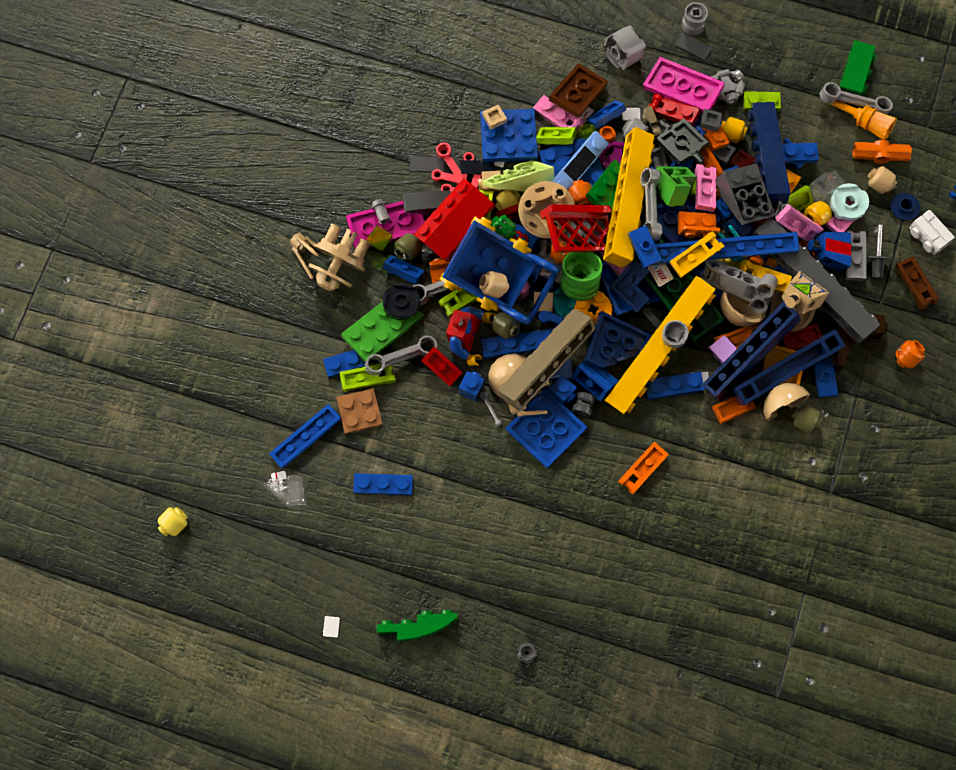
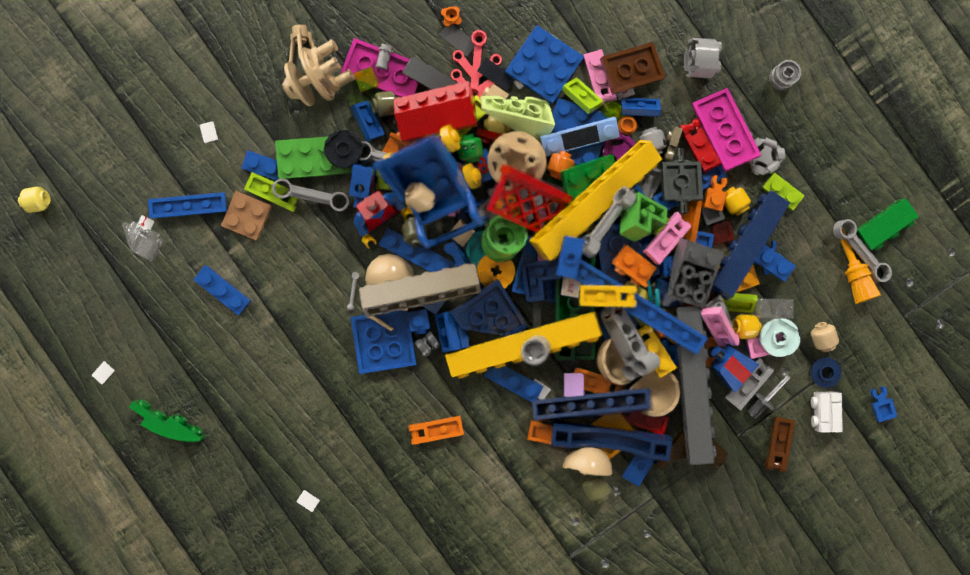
camera: 35 degrees right, 15 degrees up
(279, 369) = (208, 132): none -> white sticker
(409, 145) = (446, 12): none -> orange plate
(432, 310) = (365, 176): none -> blue torso
(441, 366) = (337, 228): red plate -> none
(472, 385) = (349, 262): blue brick -> none
(494, 117) = (541, 41): tan plate -> none
(527, 647) = (231, 505): flat silver plate -> none
(583, 606) = (308, 501): none -> white sticker
(631, 113) = (664, 121): white sticker -> none
(693, 46) = (766, 98): dark grey sticker -> none
(711, 120) = (720, 181): dark grey plate -> none
(804, 294) = (670, 392): tan torso -> none
(881, 151) = (846, 312): orange piece -> none
(910, 354) = (722, 499): orange head -> none

